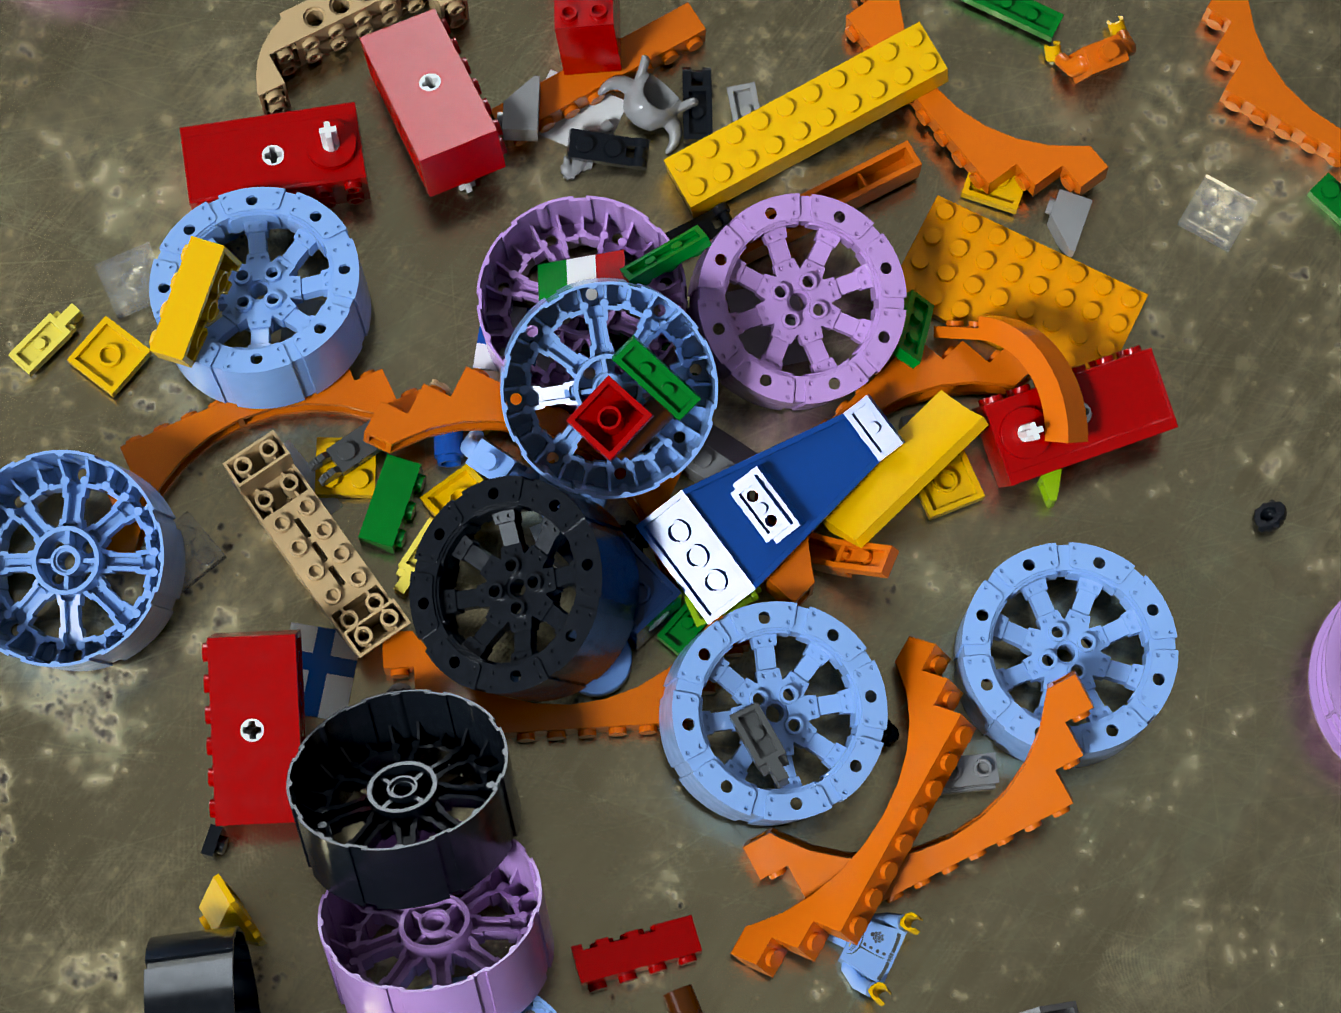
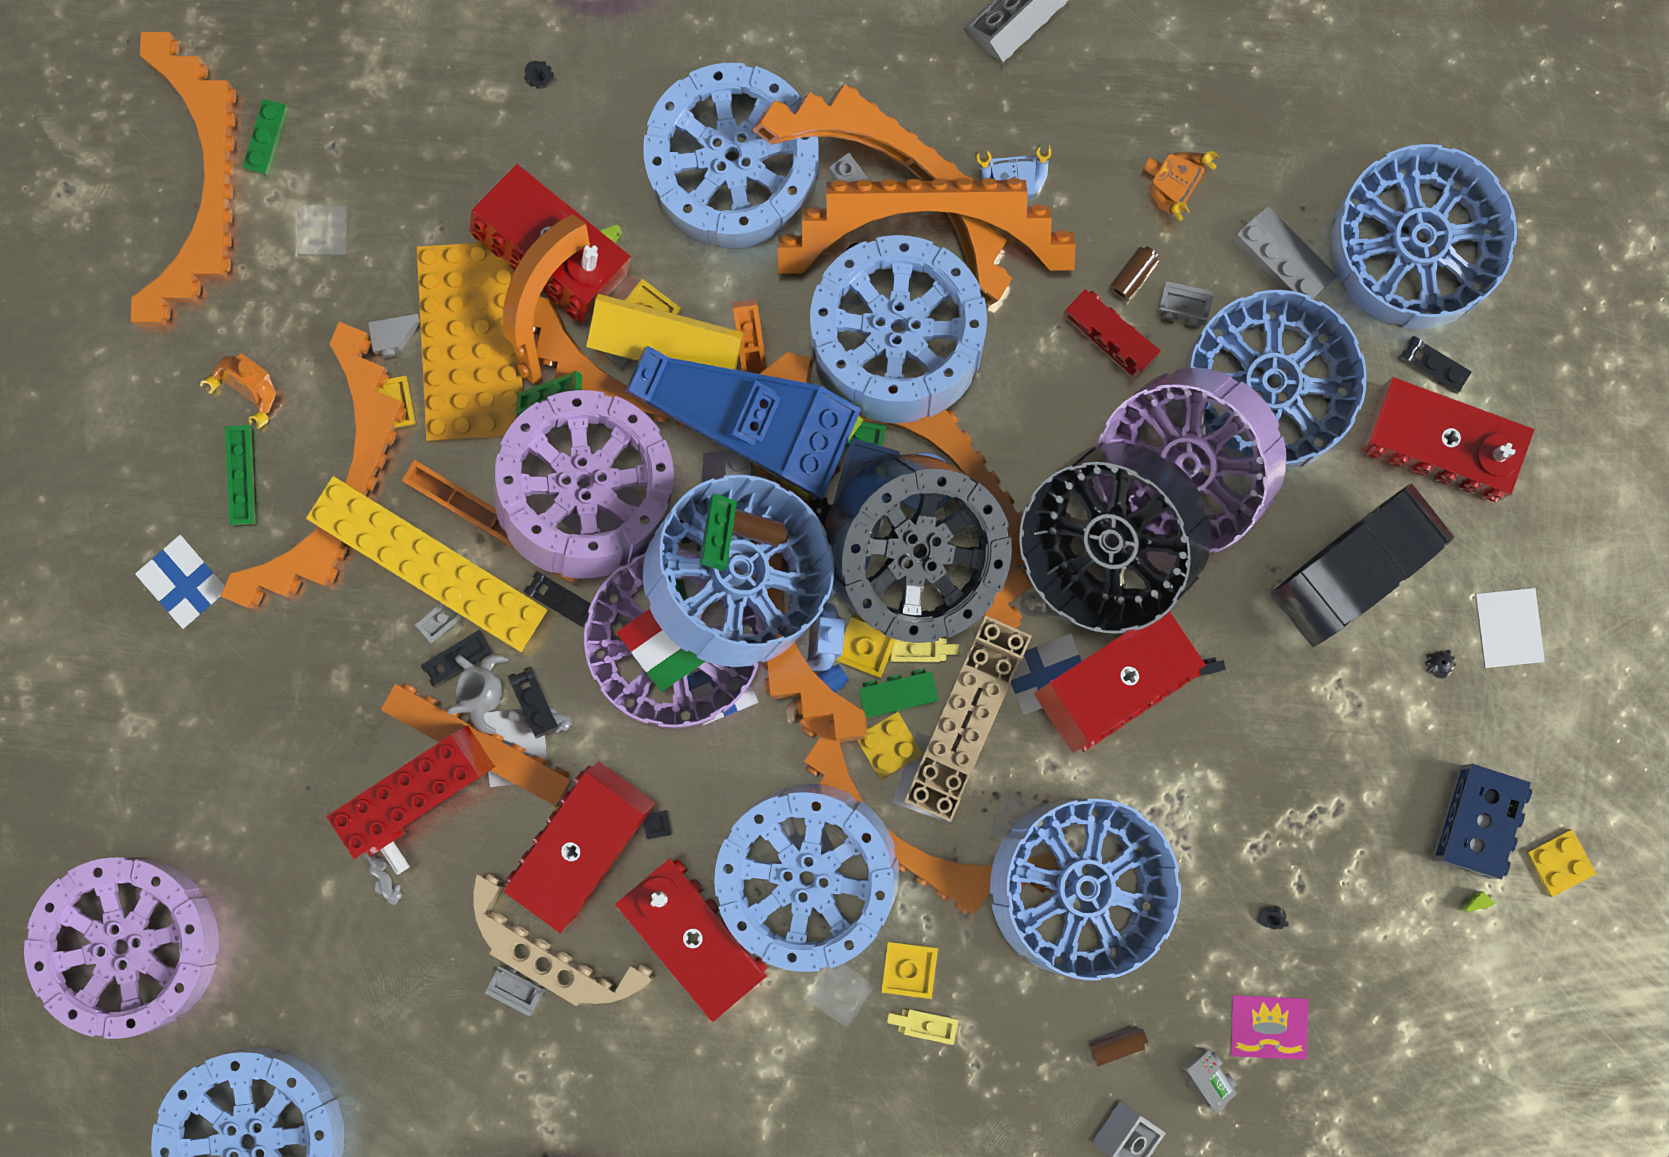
camera: 115 degrees left, 10 degrees up
(193, 301) = (853, 909): yellow wedge -> none
(224, 909) = (1255, 622): yellow wedge -> none
(345, 454) = (881, 747): dark grey hinge -> none
(411, 199) = (657, 825): none -> black plate
(521, 113) = (547, 776): light grey slope -> none
(609, 418) = (767, 547): red slope -> none
(666, 257) = (611, 589): green plate -> none
(761, 743) = (929, 317): dark grey hinge -> none

